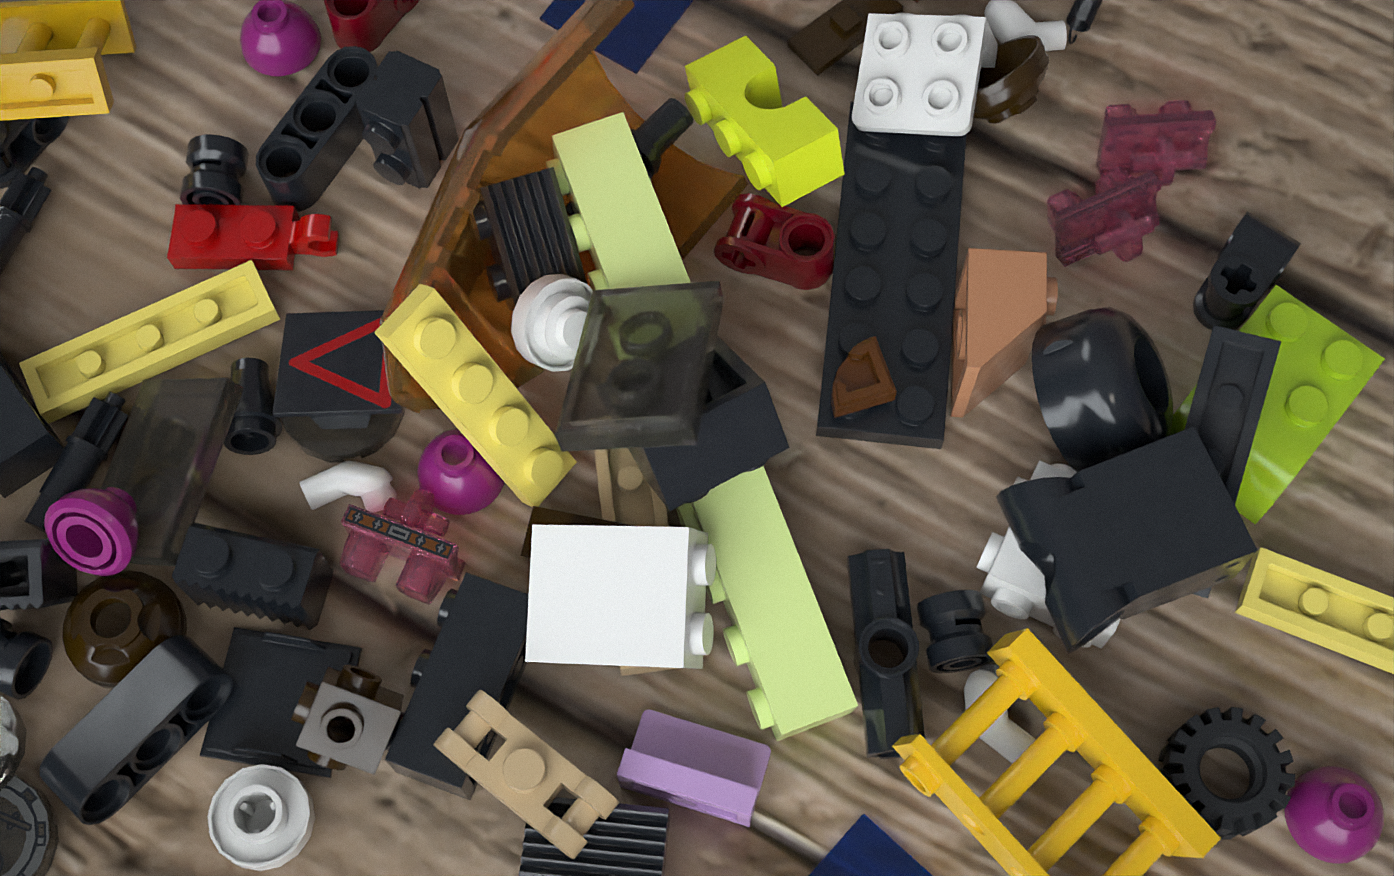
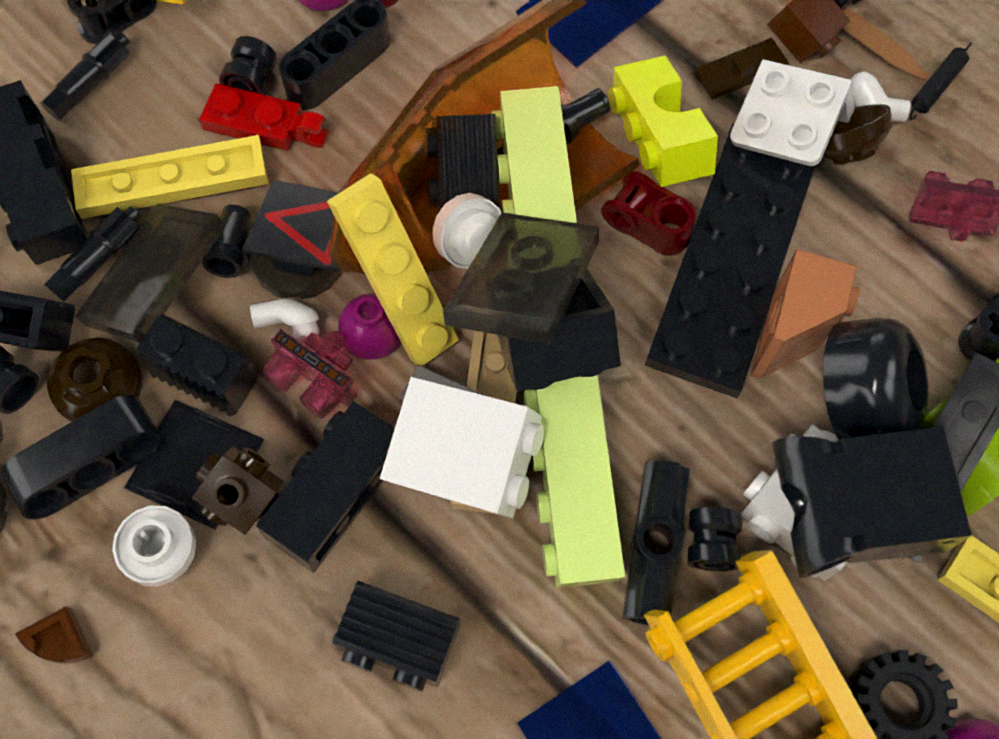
camera: 10 degrees right, 0 degrees up
(94, 529) = (88, 300): magenta brick -> none
(407, 120) = (396, 57): black brick -> none
(526, 774) = (358, 564): tan plate -> none
(695, 767) = (489, 592): lavender panel -> none
(862, 380) = (689, 331): reddish brown tile -> none
(1003, 734) = (732, 628): white arm -> none
(1109, 220) = (908, 257): clear pink hips -> none

